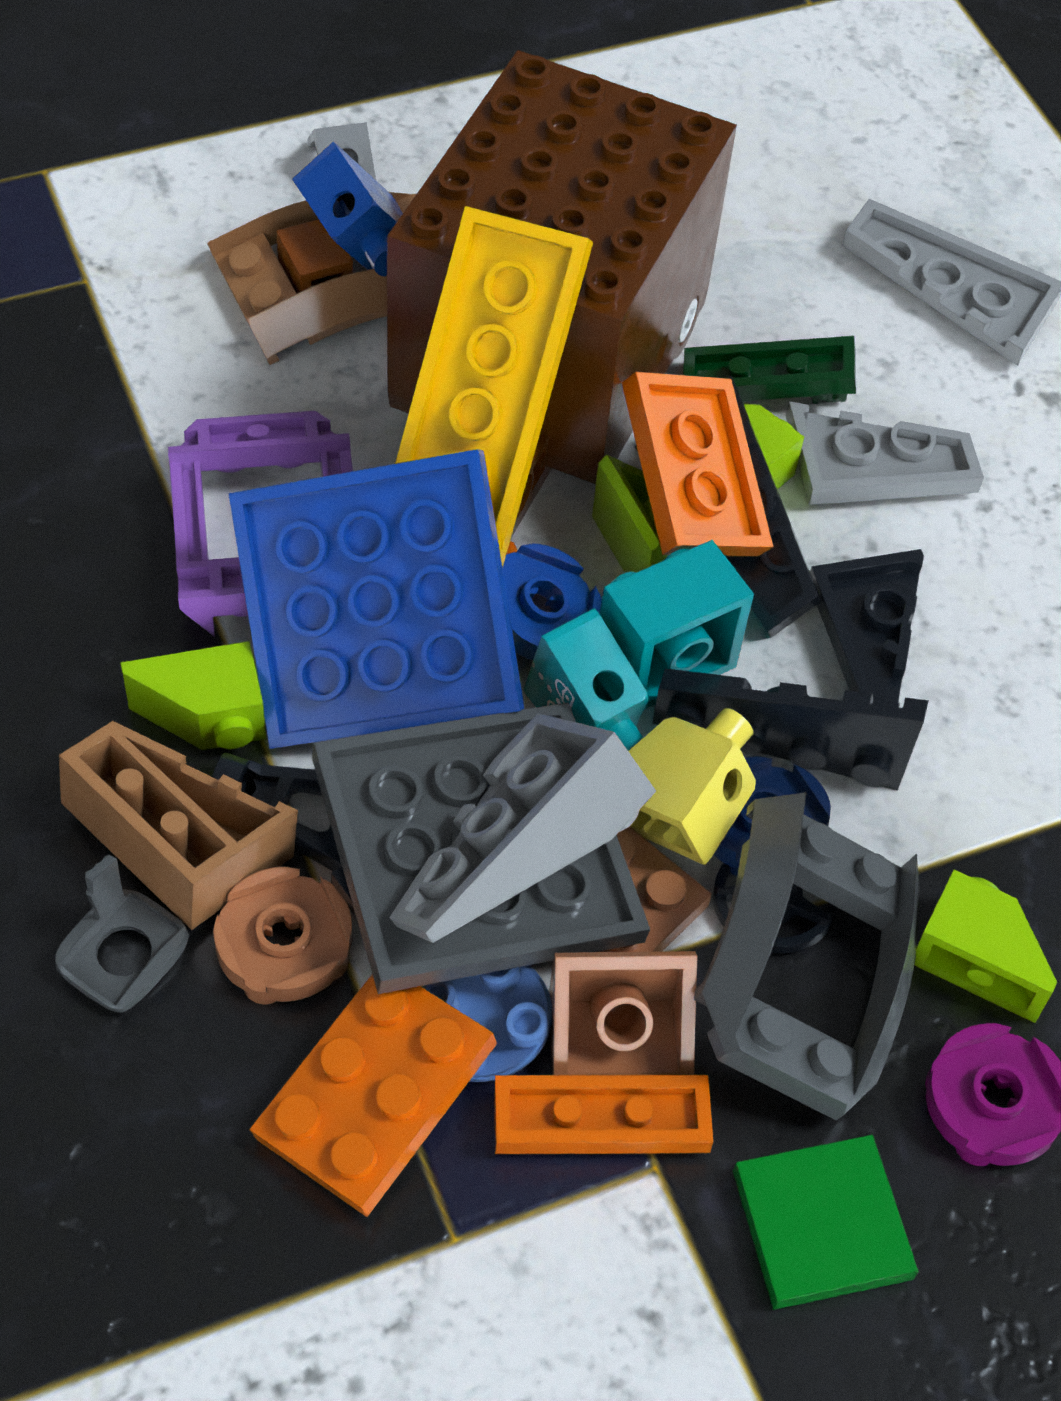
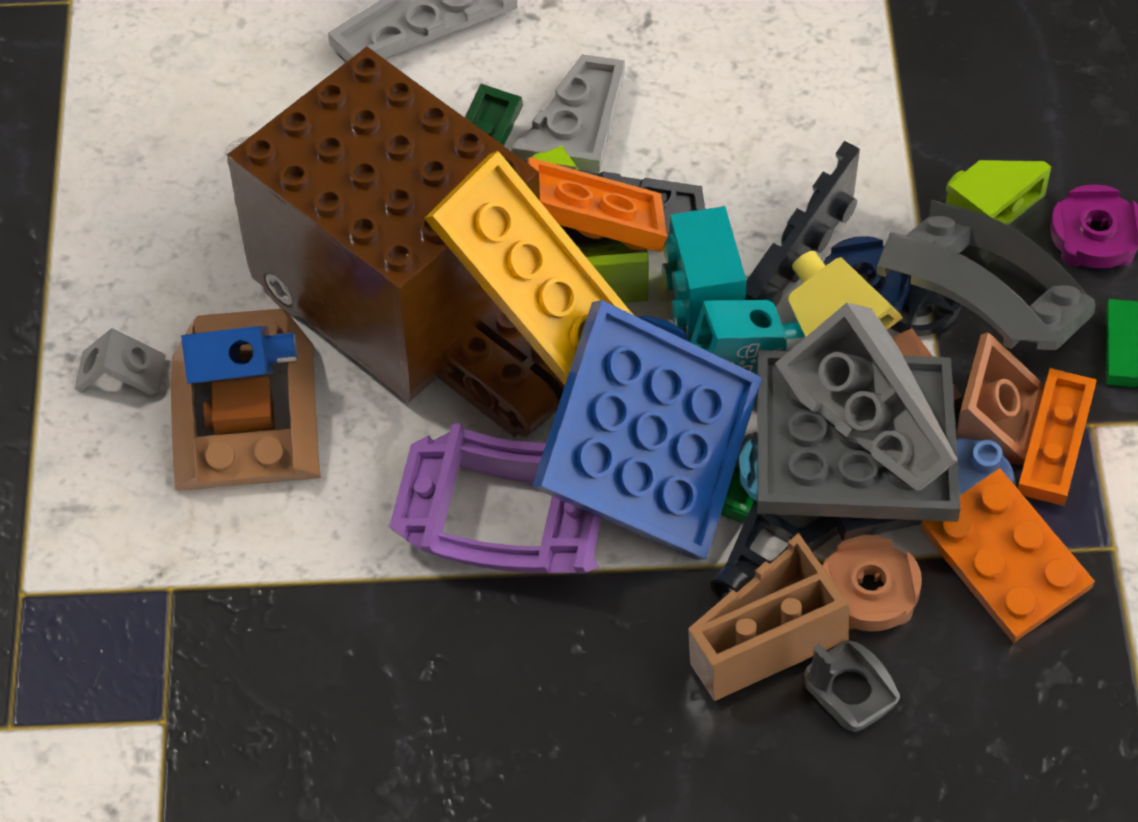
camera: 65 degrees left, 0 degrees up
(200, 695) = (656, 583): lime slope -> none
(869, 618) = (731, 171): black wing -> none

